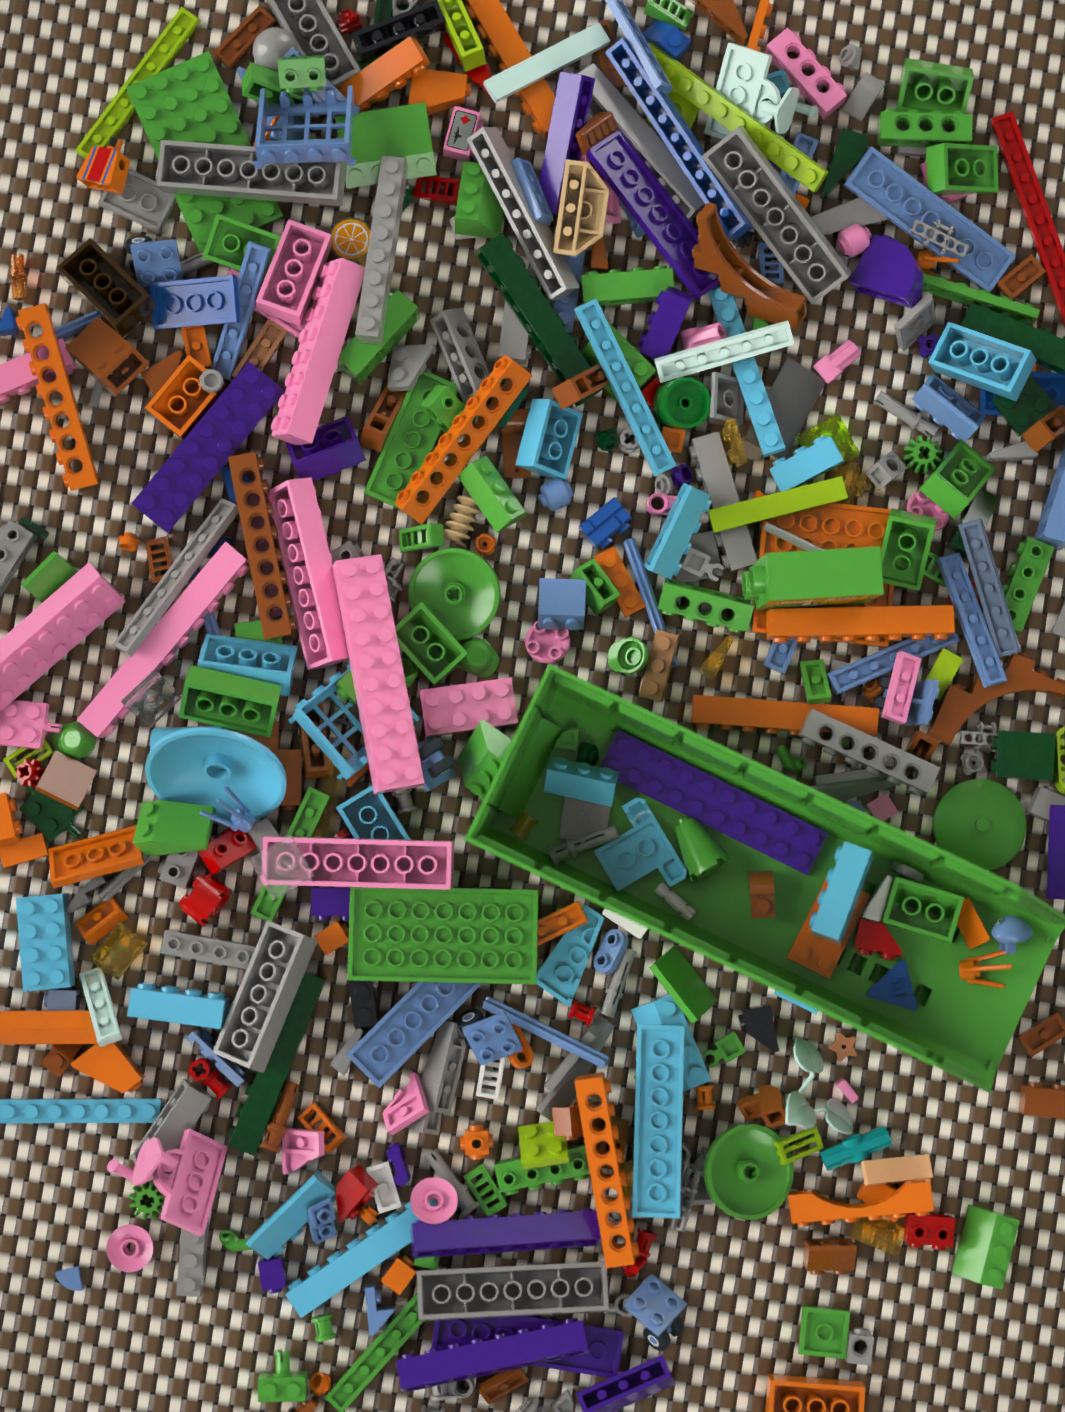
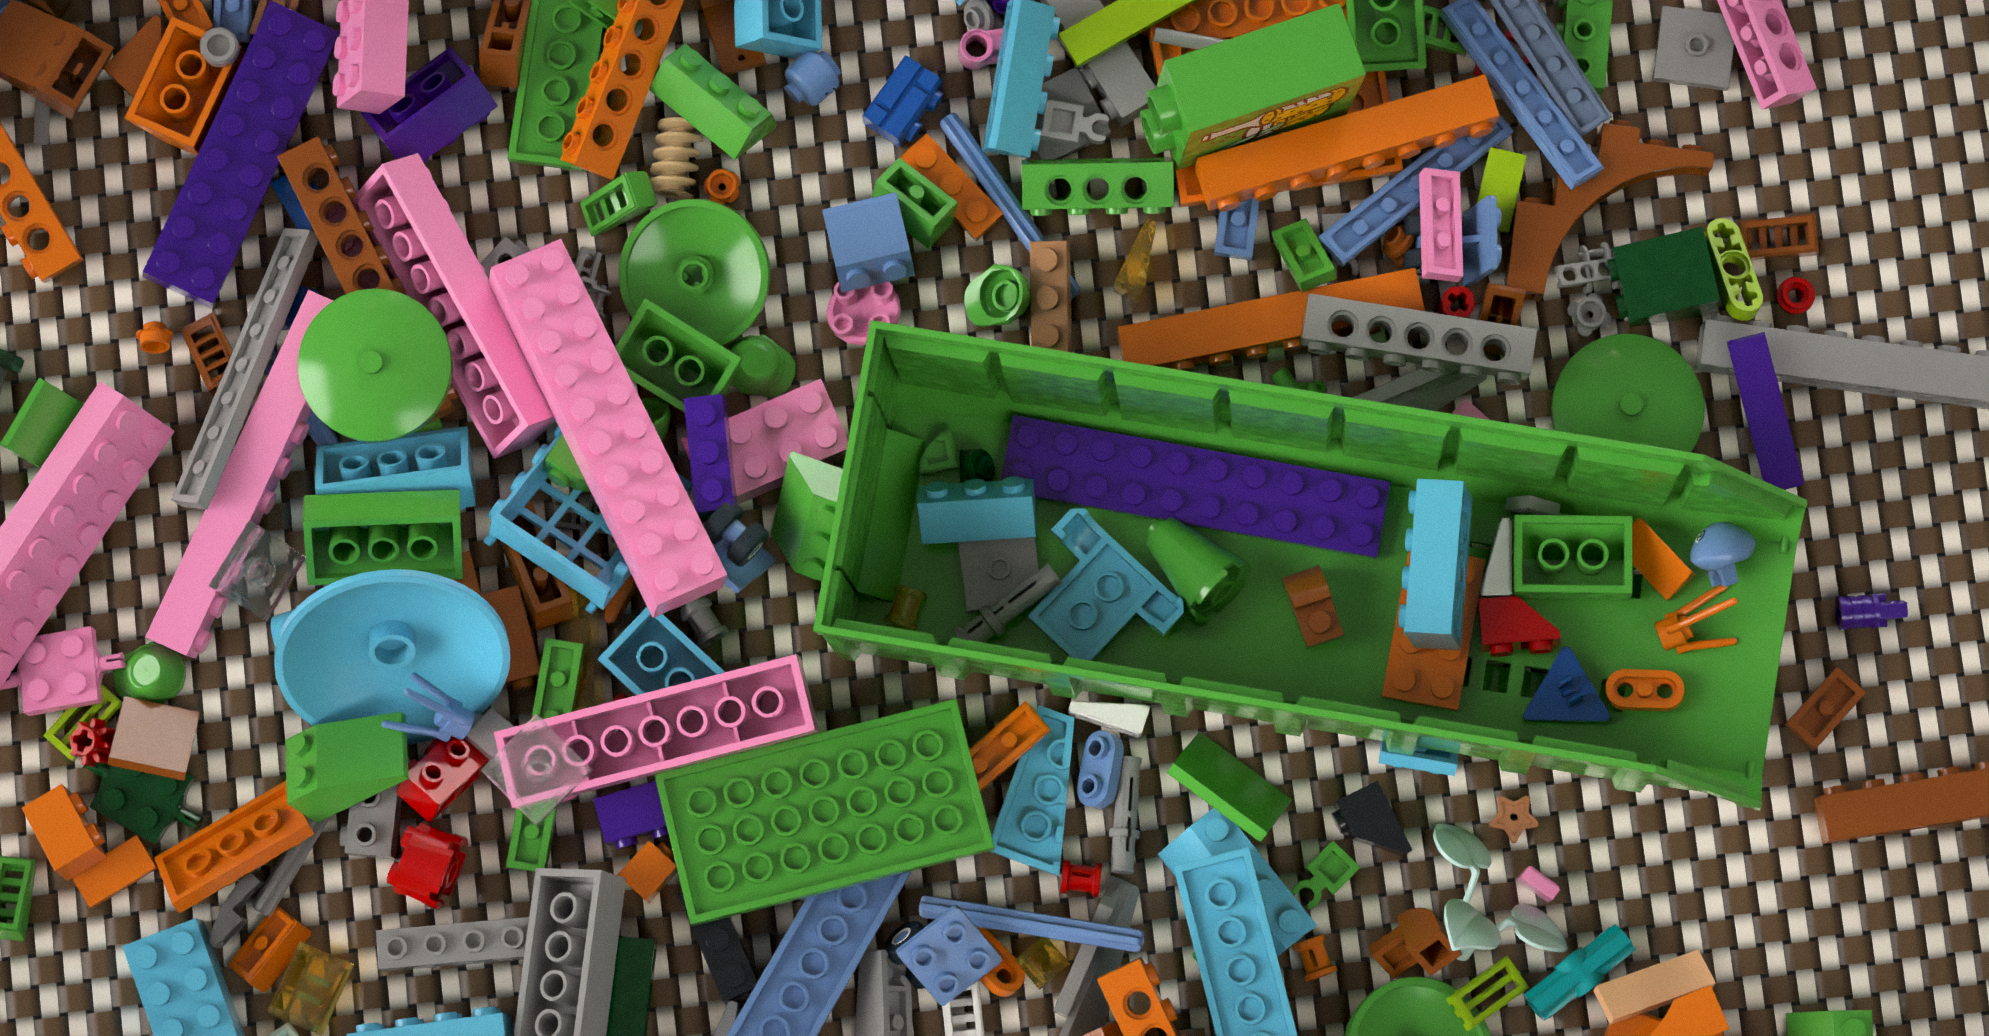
camera: 10 degrees left, 5 degrees down
(252, 598) = (375, 365): none -> bright green dish
(434, 706) = (710, 453): none -> dark purple brick
(545, 1054) = (1042, 962): none -> clear yellow tile
(675, 901) = (1179, 658): white axle -> none
(903, 738) = (1451, 296): none -> red bush
(942, 999) = (1645, 687): none -> orange plate

